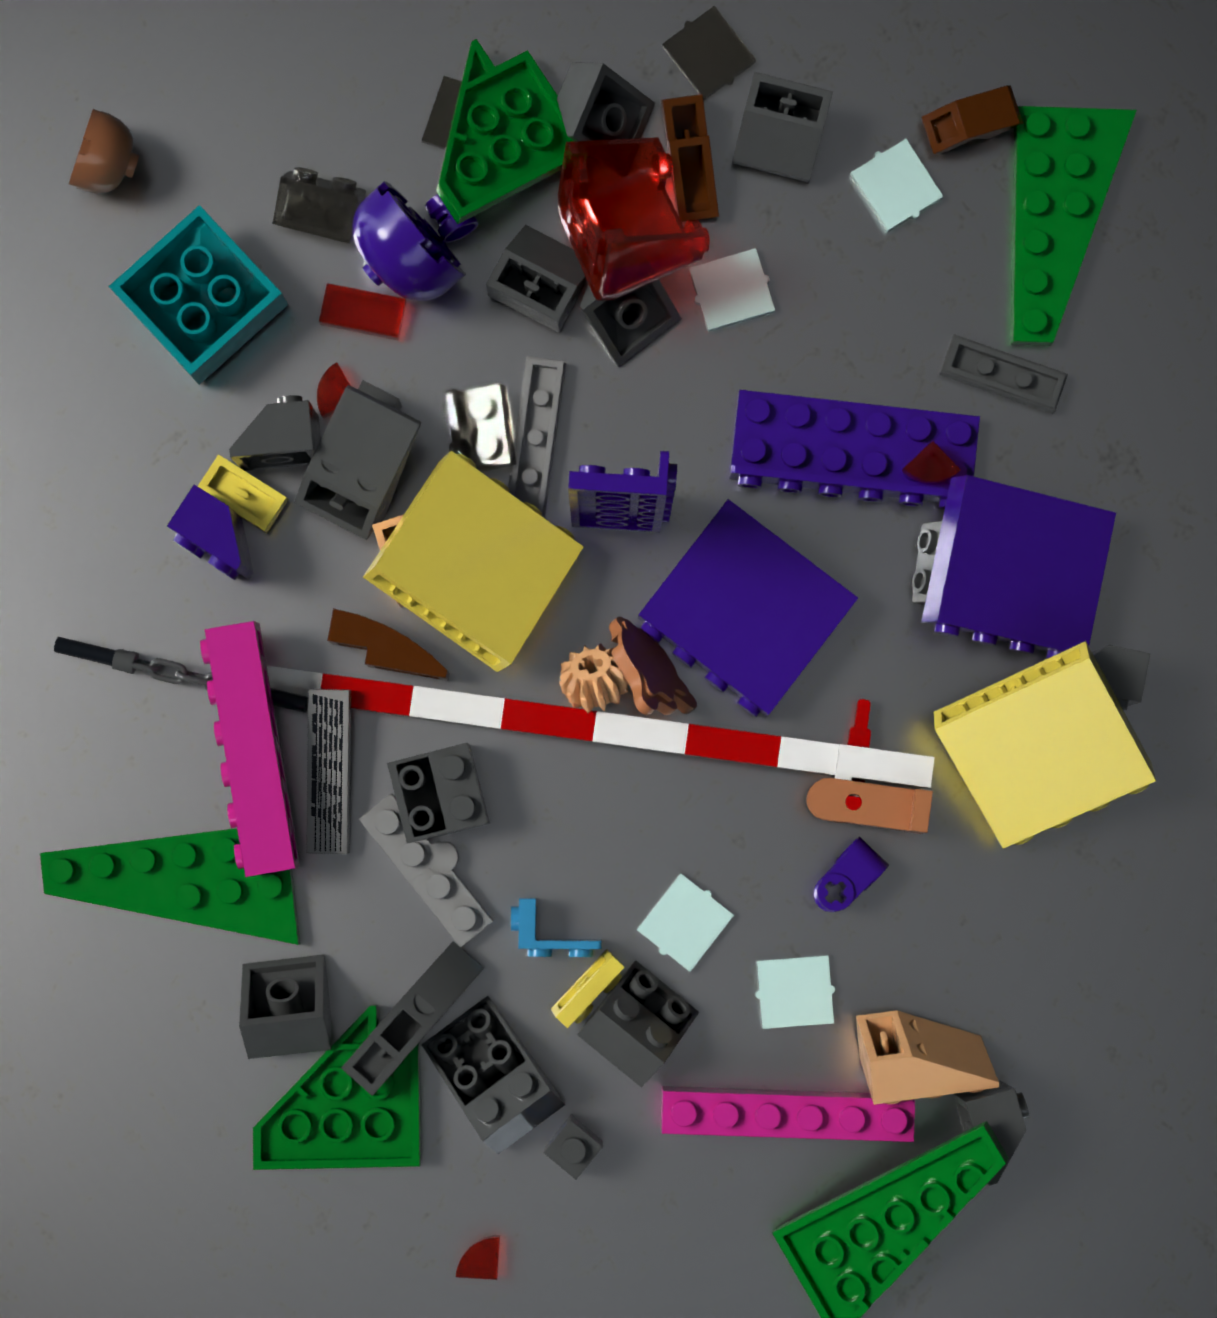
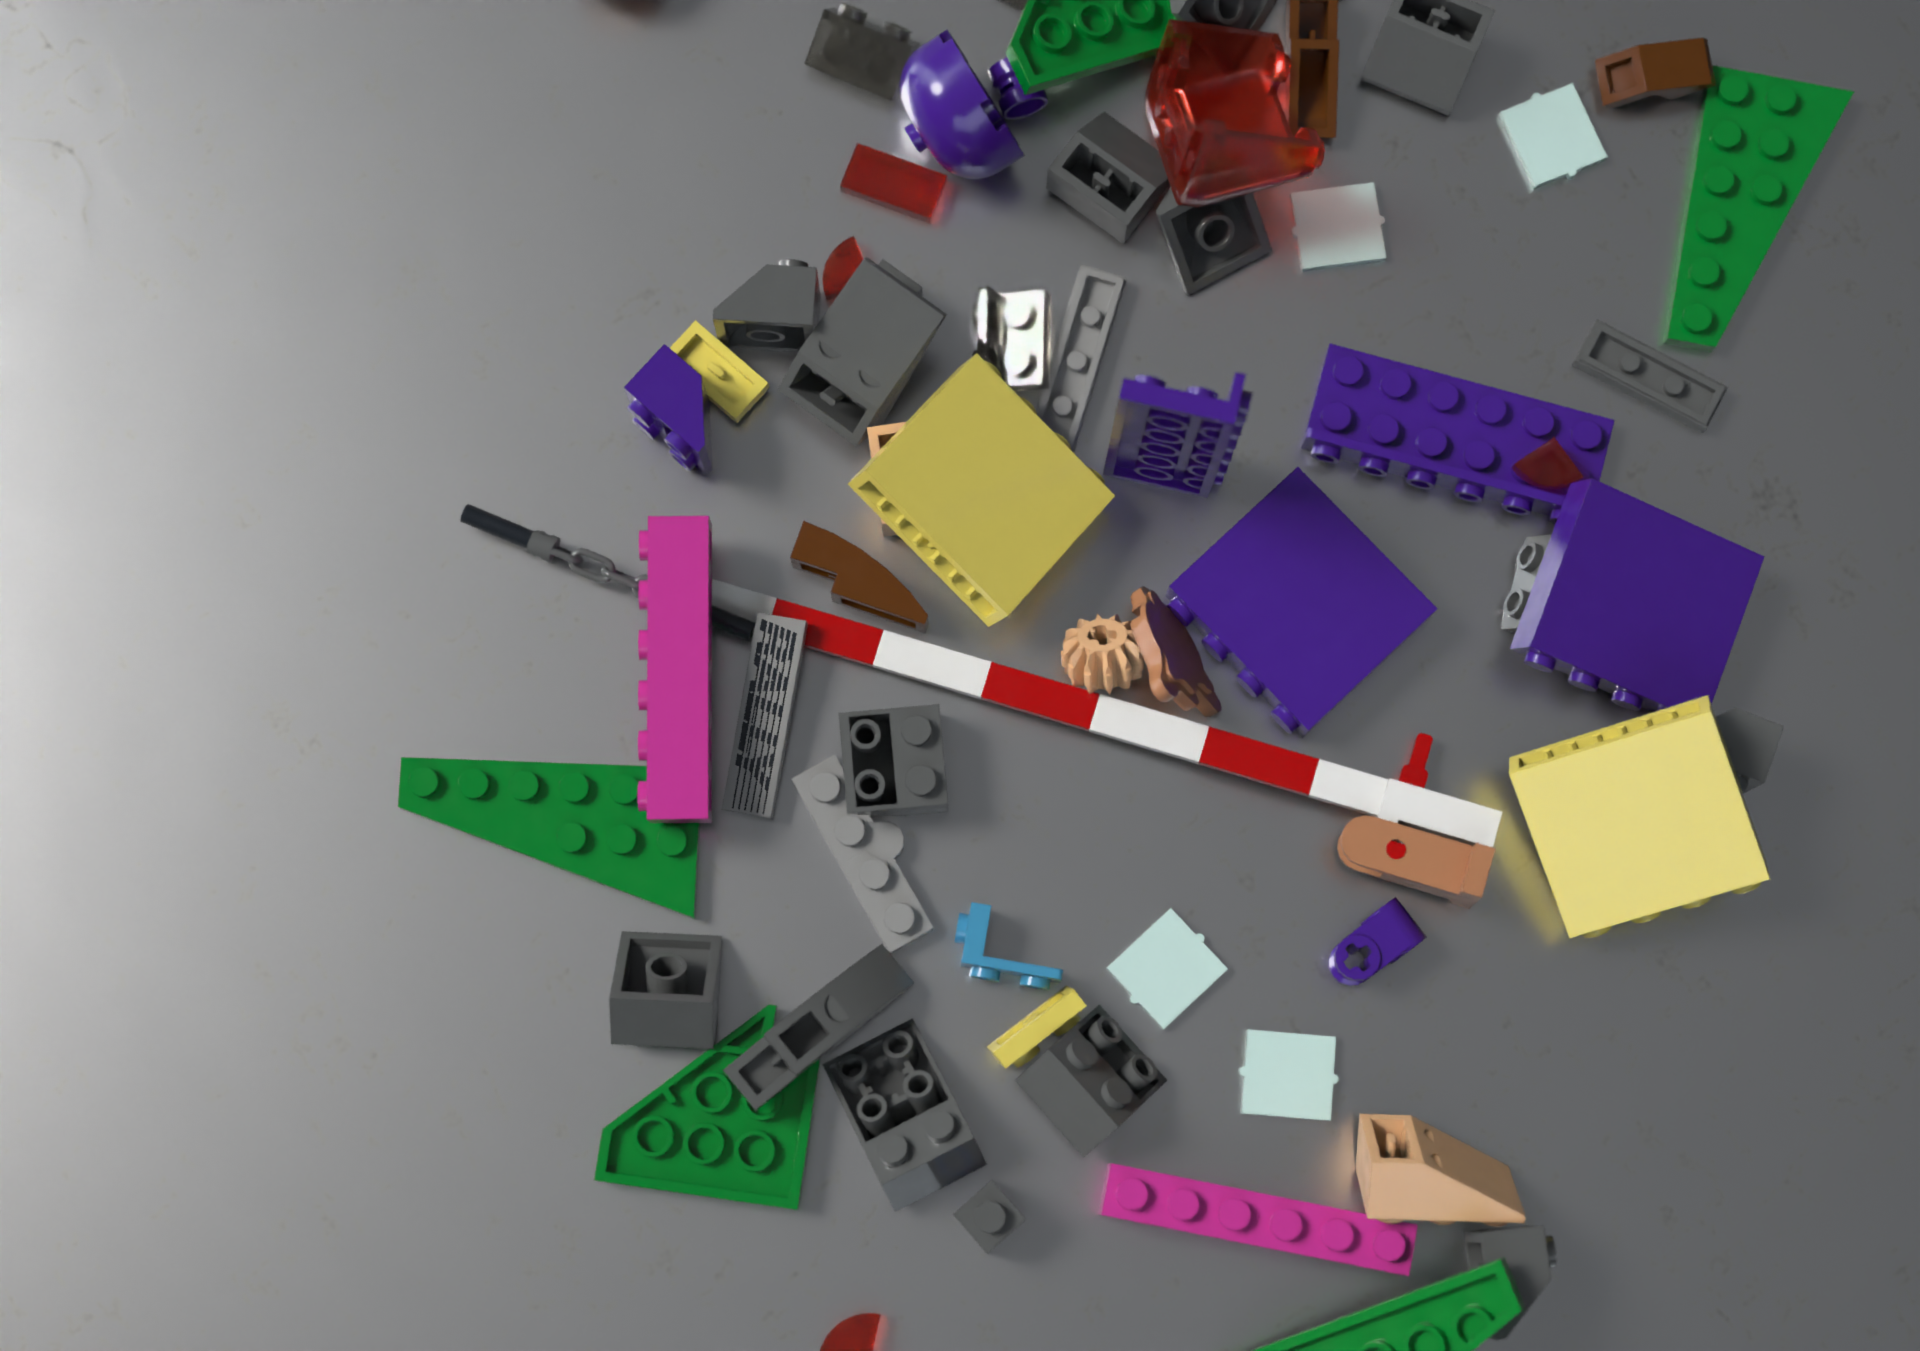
camera: 10 degrees right, 5 degrees down
(199, 294) = (704, 130): teal slope -> none

